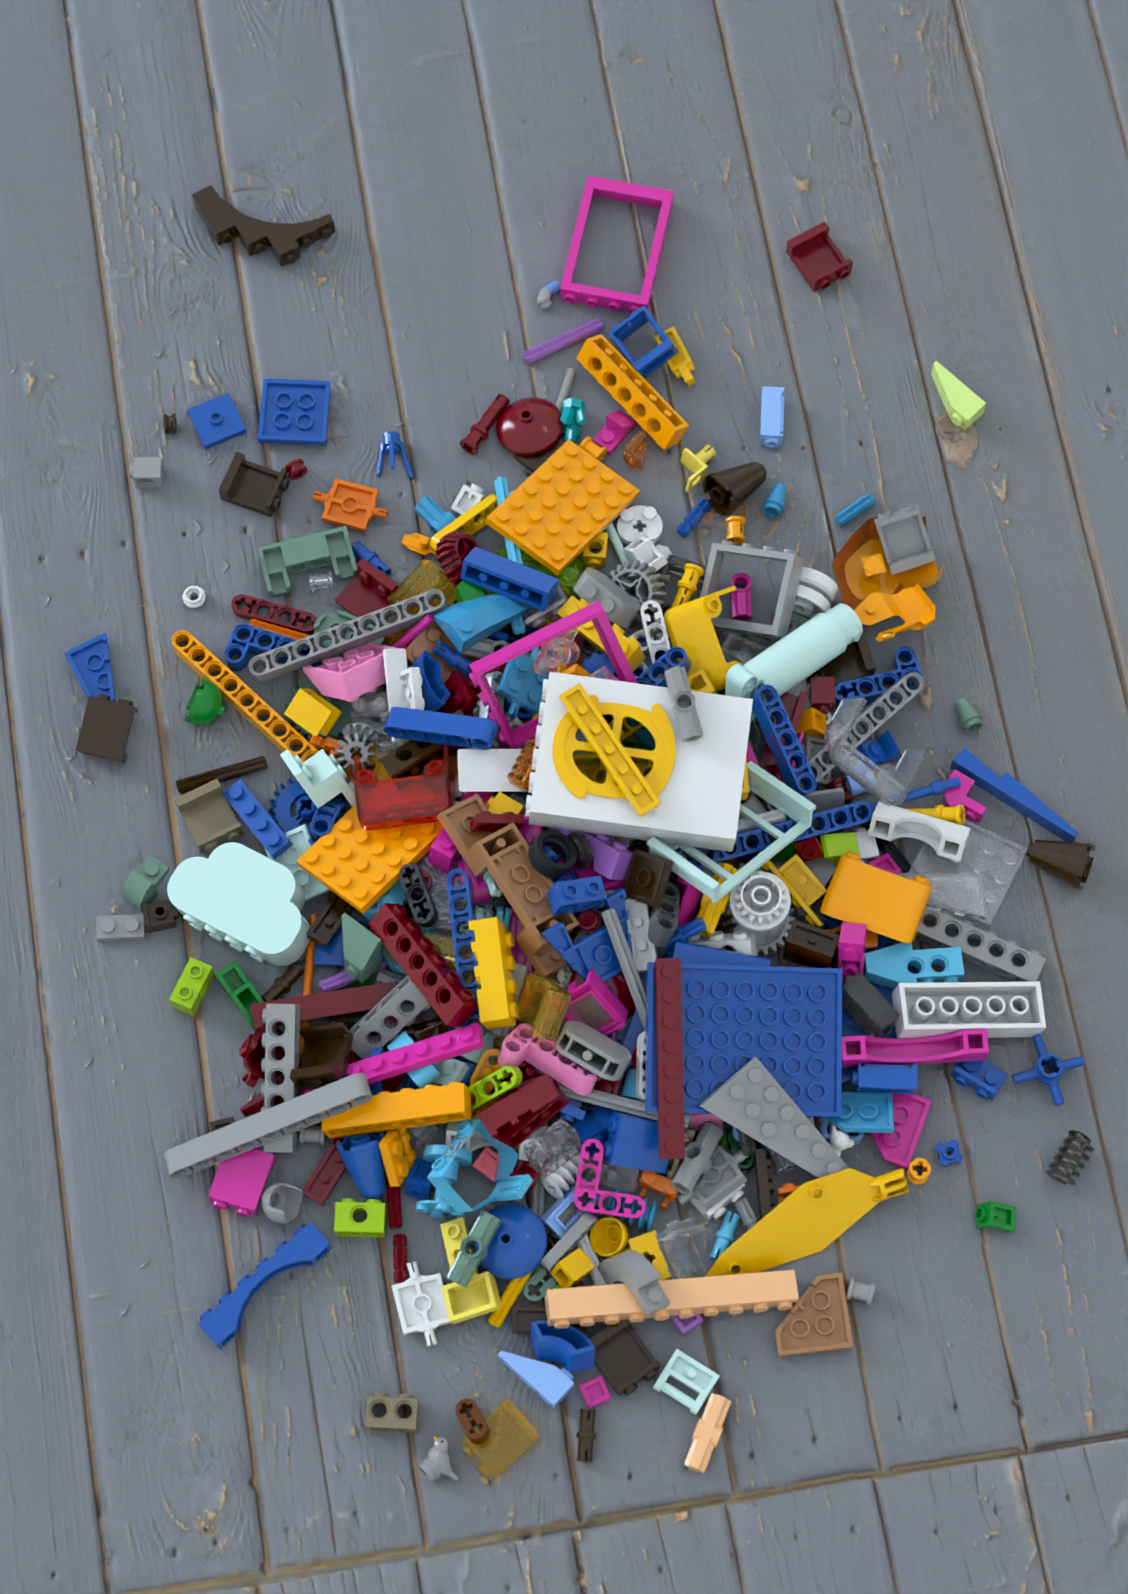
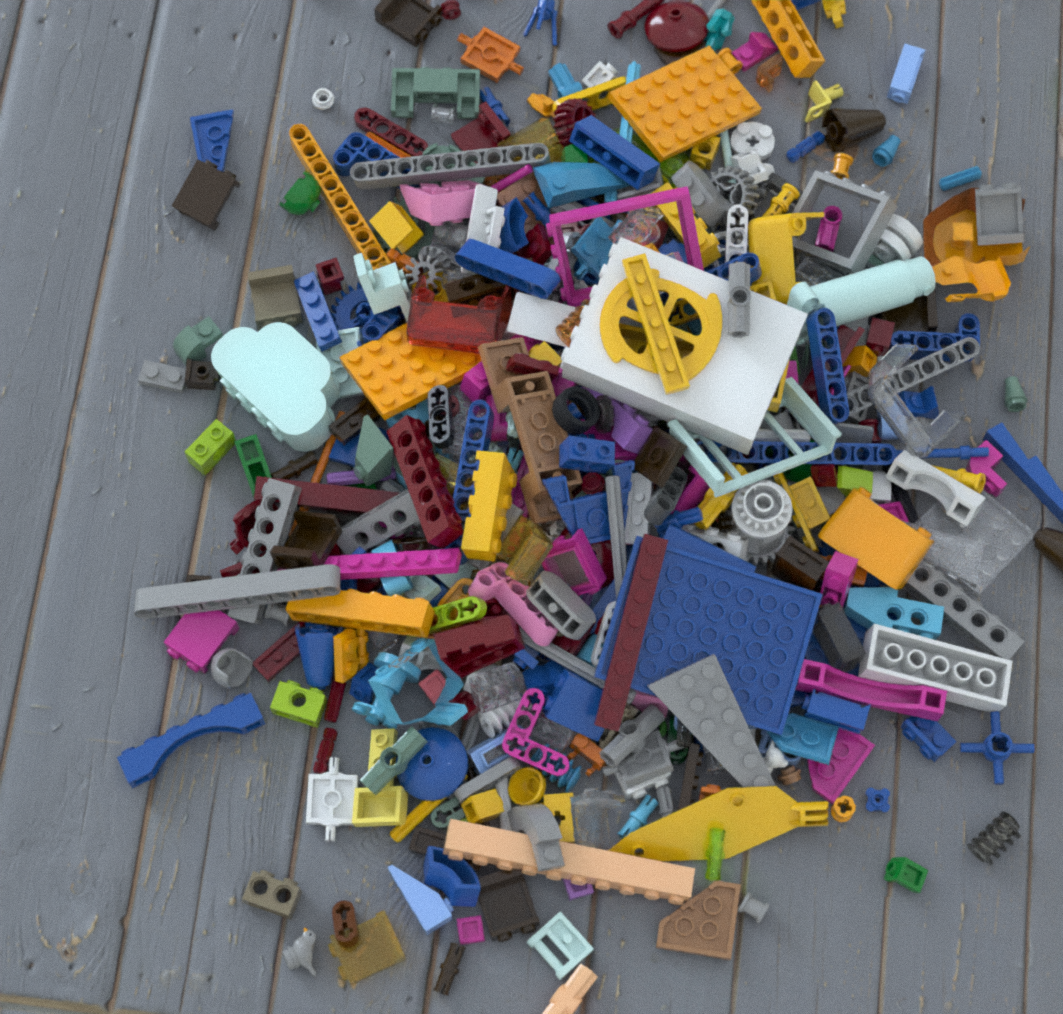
camera: 15 degrees right, 0 degrees up
(222, 774) = (297, 263): dark brown axle -> none
(259, 779) = (330, 275): none -> dark red brick
(809, 1250) = (715, 854): none -> clear neon green pin
(858, 1152) = (789, 775): none -> medium nougat plate

